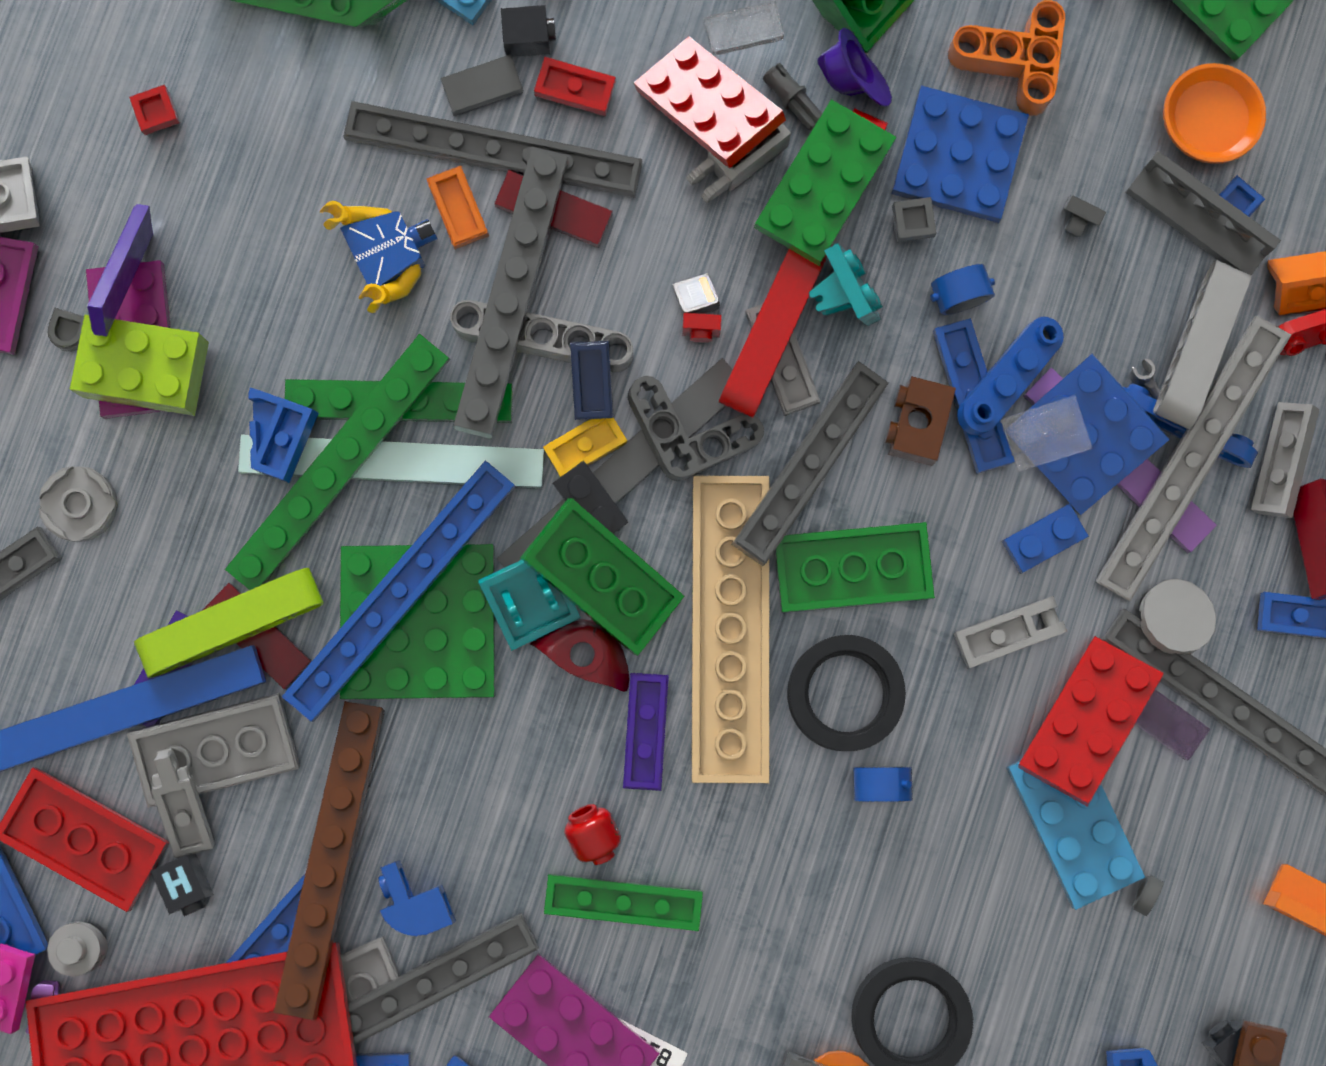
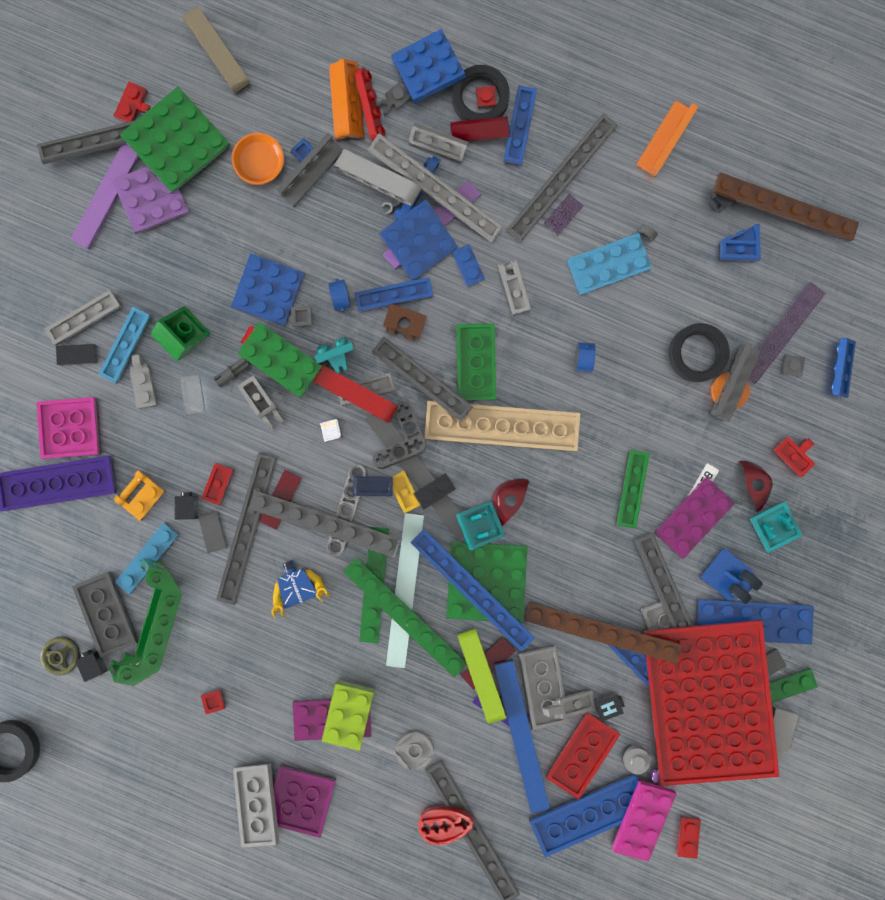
camera: 80 degrees left, 5 degrees up
(65, 329) = (324, 751): dark grey tile -> none
(120, 270) = (299, 722): dark purple tile -> none
(278, 434) = (388, 646): blue wing -> none
(411, 913) = (631, 592): blue brick -> none
(457, 207) = (276, 548): orange tile -> none
(592, 834) = (599, 502): red head -> none
(602, 576) = (472, 488): green plate -> none
(645, 731) = (549, 472): dark purple tile -> none
(701, 326) = (348, 428): red plate -> none
(709, 102) = (232, 415): plate -> none
(852, 71) = (221, 340): dark purple piece -> none
(890, 677) = (549, 350): black tyre -> none
(1010, 376) = (385, 275): blue plate -> none
(1022, 47) = (214, 253): orange beam -> none
(1046, 433) = (417, 259): clear plate -> none
(1082, 214) = (304, 231): dark grey tile -> none
(1090, 721) = (561, 251): red plate -> none
(1177, 617) = (512, 203): light grey tile -> none

